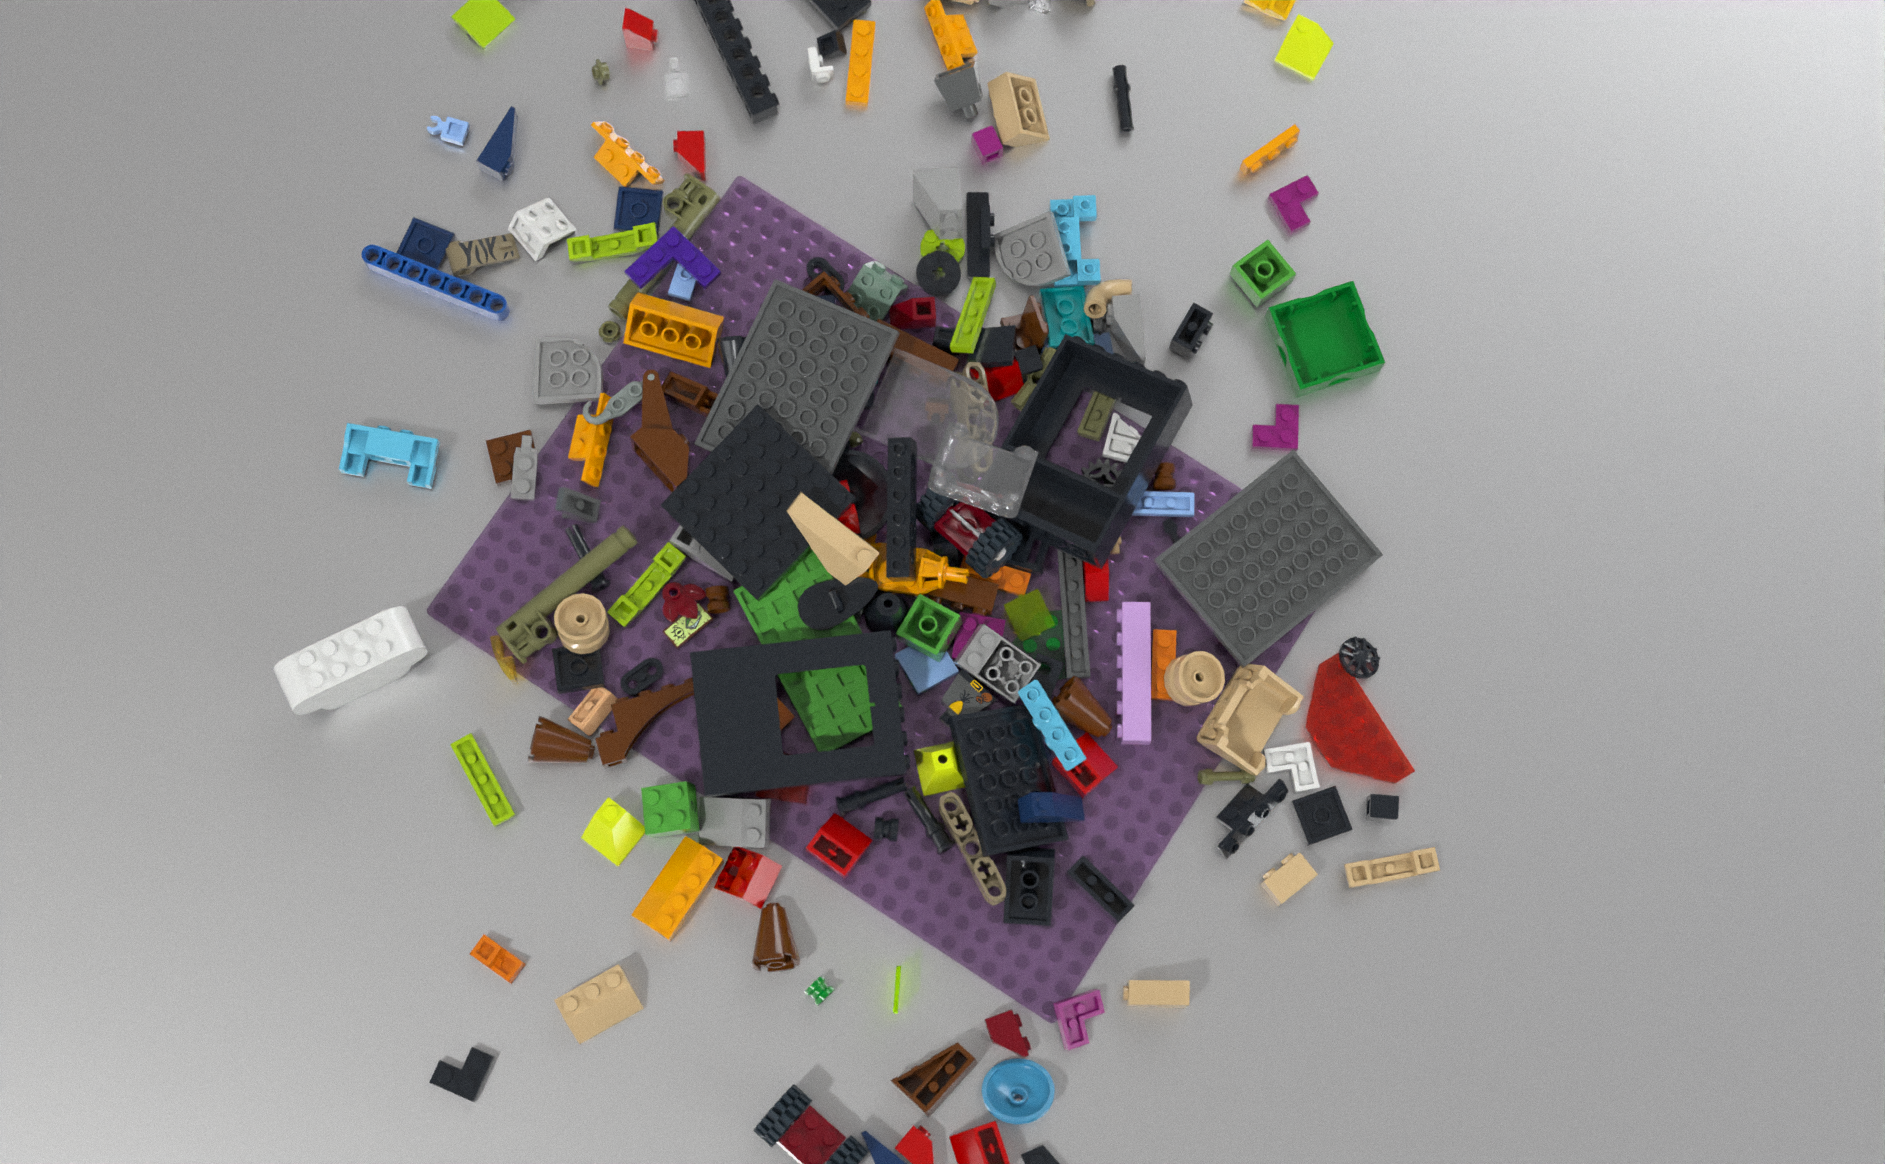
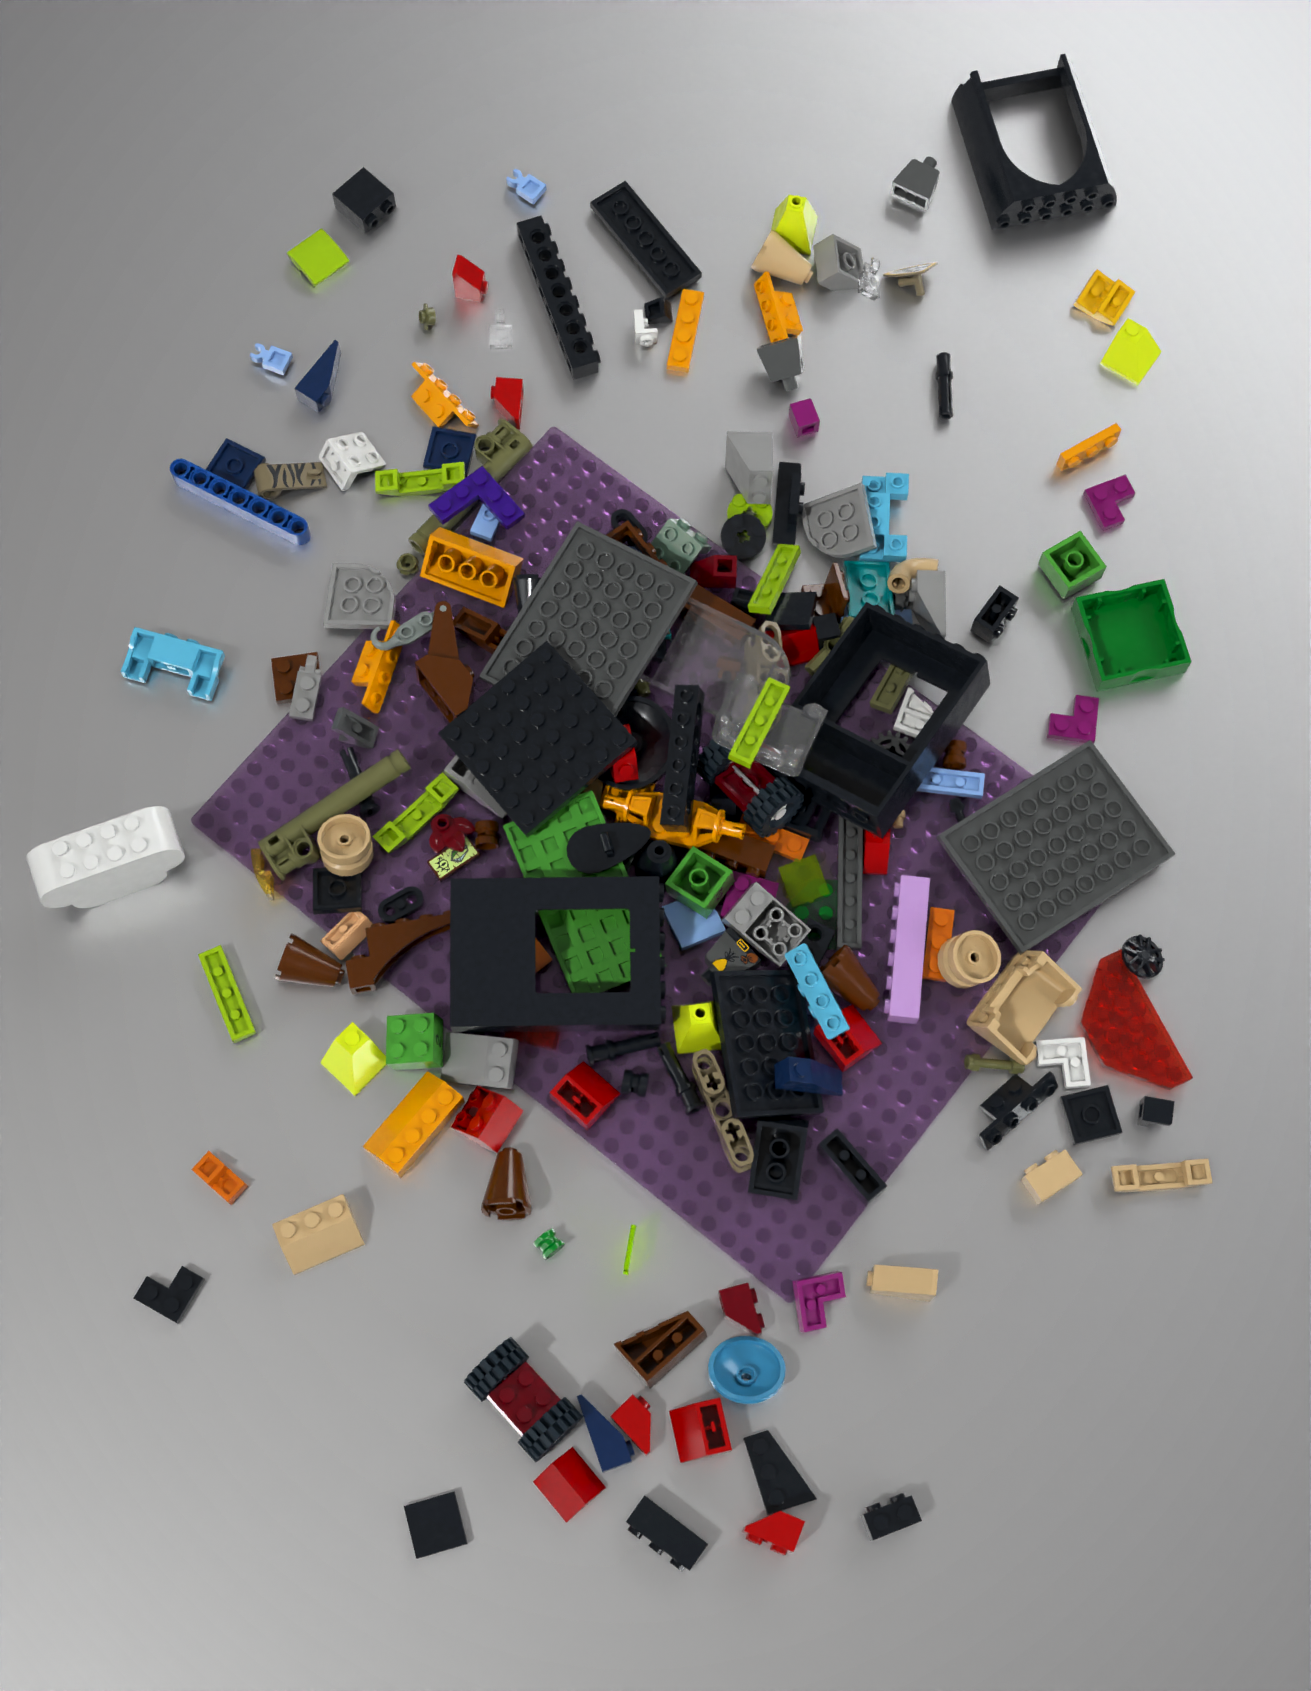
camera: 10 degrees right, 5 degrees down
(836, 546) = (611, 786): tan wedge -> none
(973, 470) = (759, 722): none -> lime plate
(1017, 110) = (838, 387): tan slope -> none

